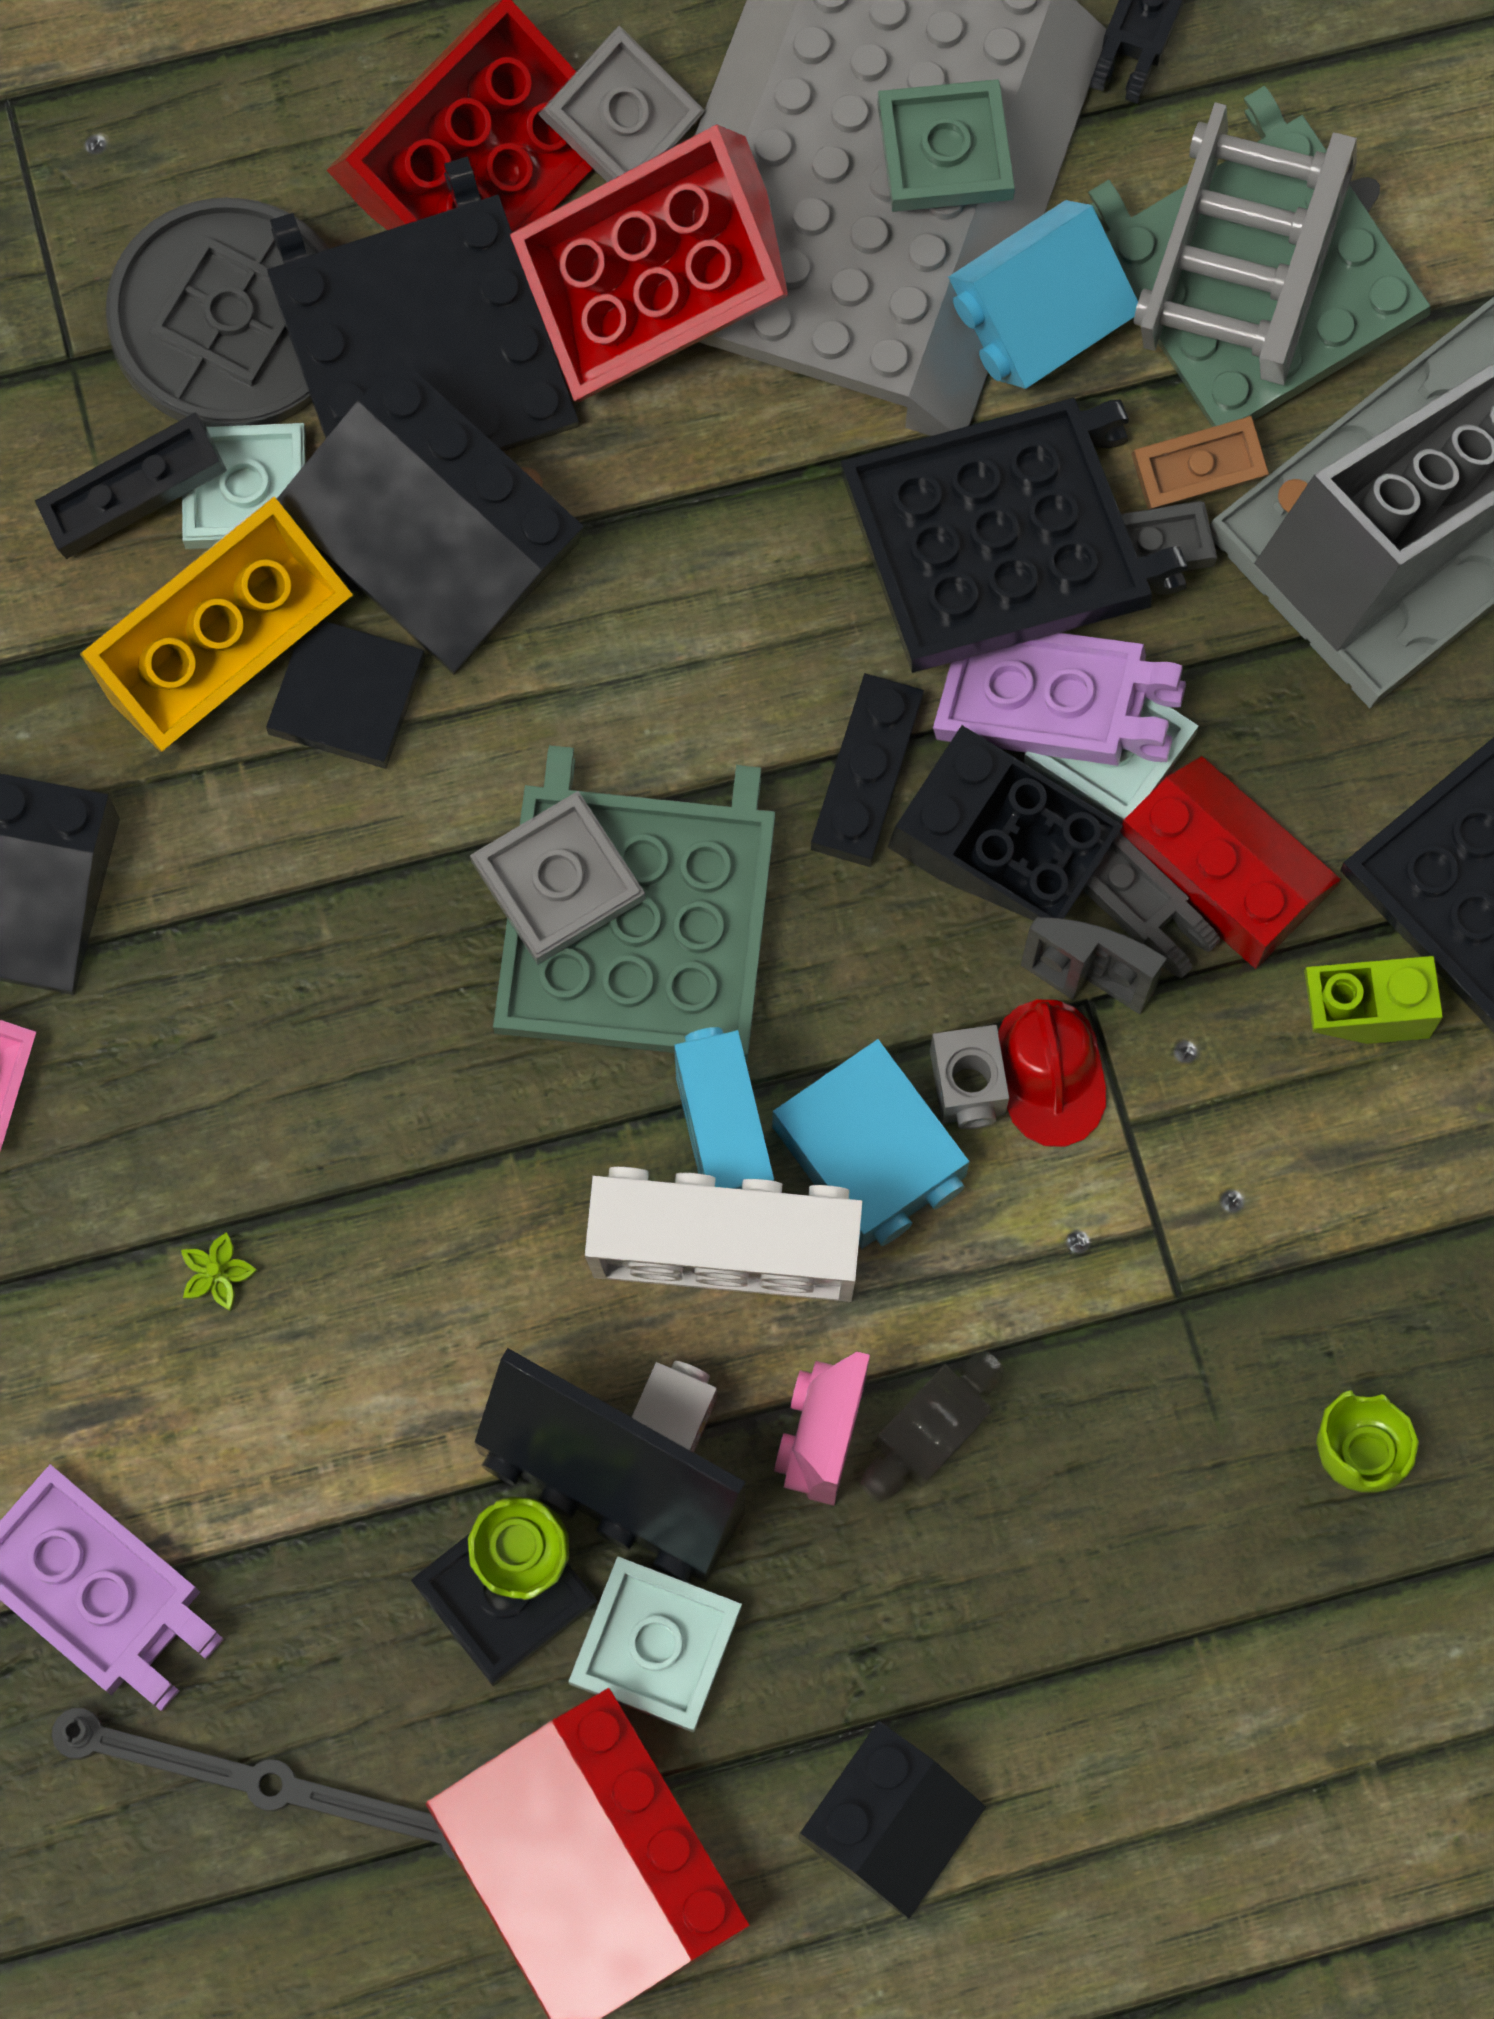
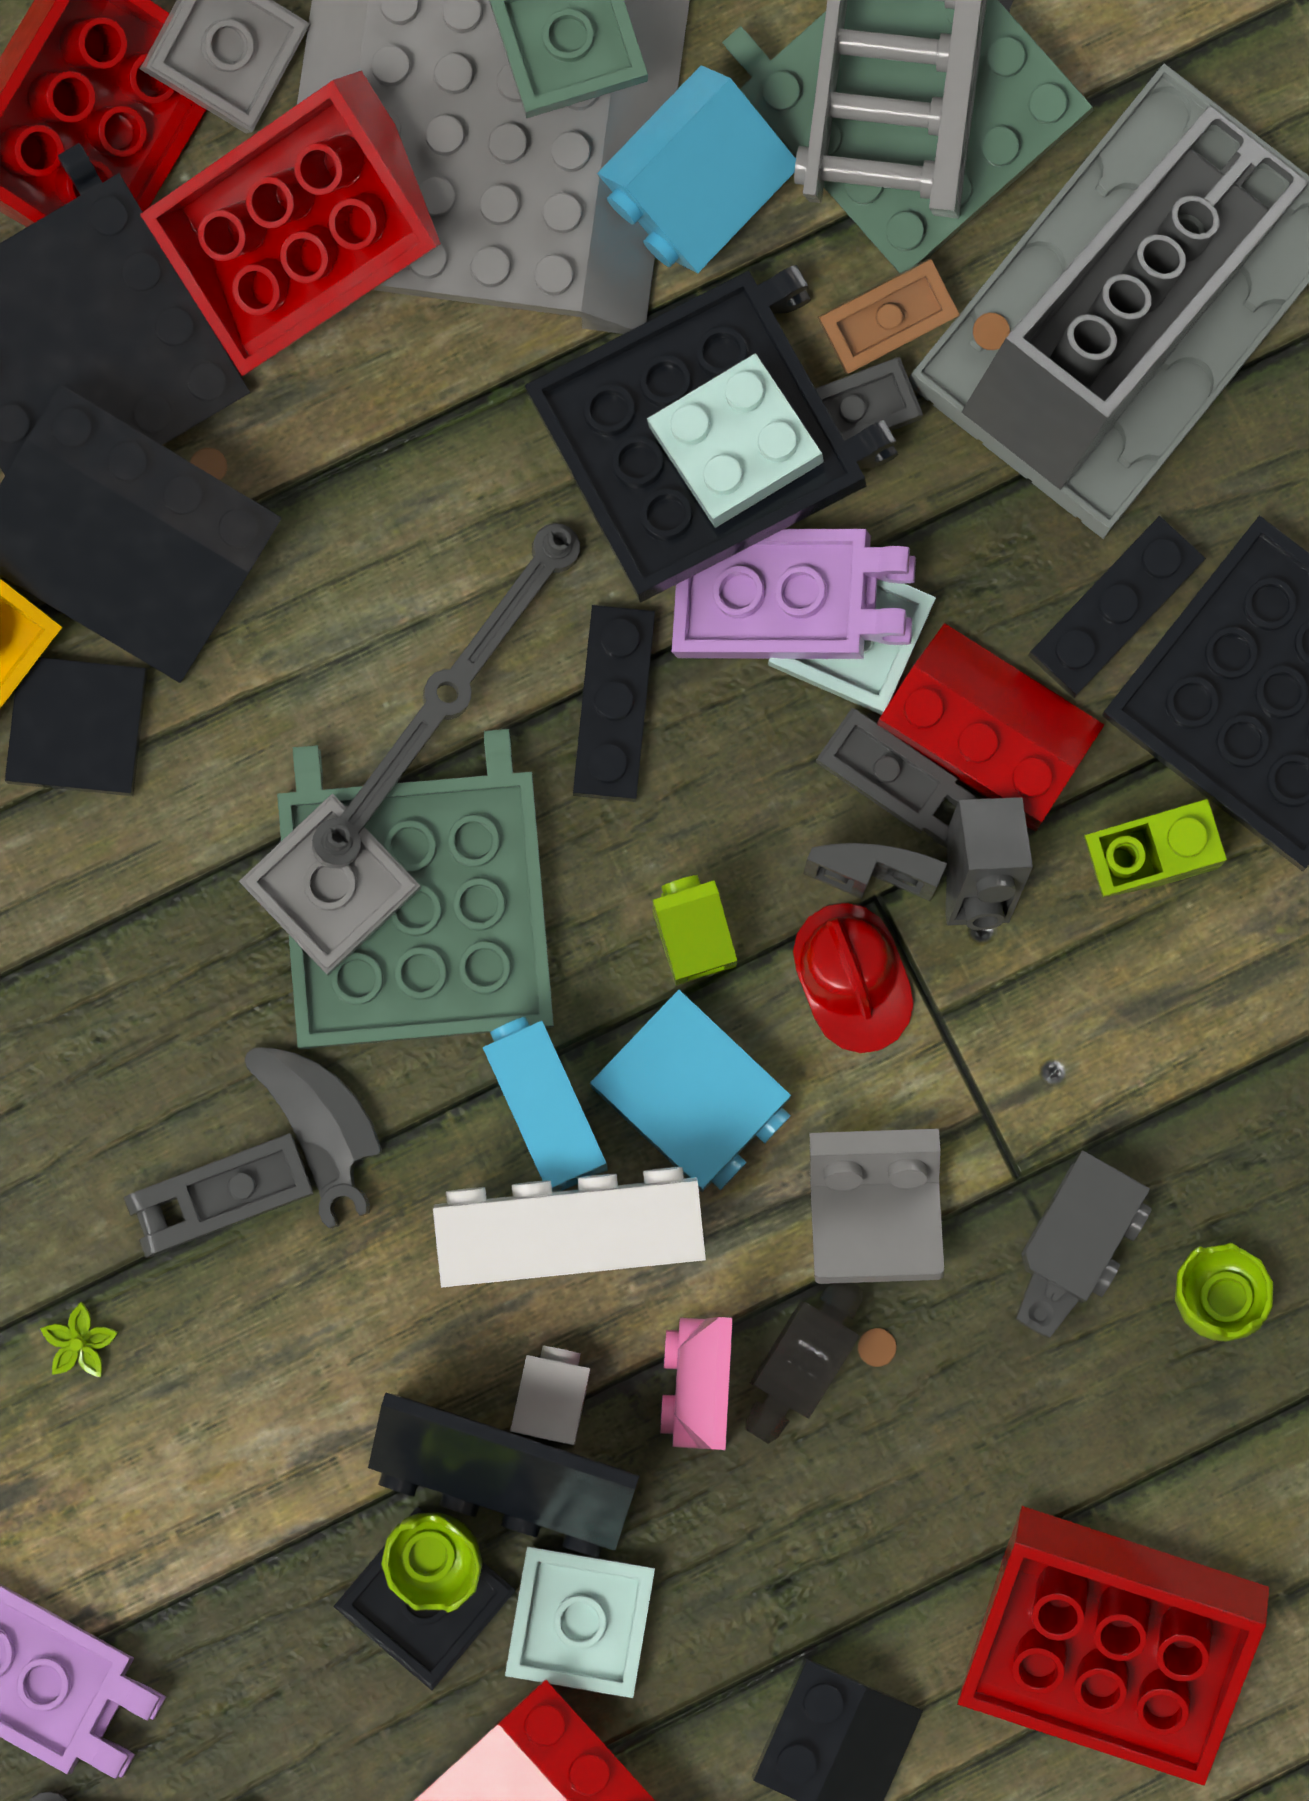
camera: 10 degrees left, 10 degrees up
(386, 1154) = (221, 1194): none -> dark grey plate
(505, 1106) = (326, 1121): none -> dark grey piece
(574, 831) = (338, 839): none -> dark grey piece
(903, 985) = (693, 929): none -> lime slope
(975, 1050) = (775, 975): light grey brick -> none
(1002, 830) = (763, 749): black slope -> none
(1007, 1434) = (877, 1347): none -> medium nougat sticker
(1033, 538) = (735, 440): none -> light aqua plate
(1034, 1285) = (876, 1206): none -> light grey bracket
(1194, 1779) = (1114, 1645): none -> red slope
(1203, 976) = (986, 862): none -> dark grey slope
(1227, 1361) = (1077, 1239): none -> dark grey hinge
(1372, 772) = (1116, 607): none -> black plate

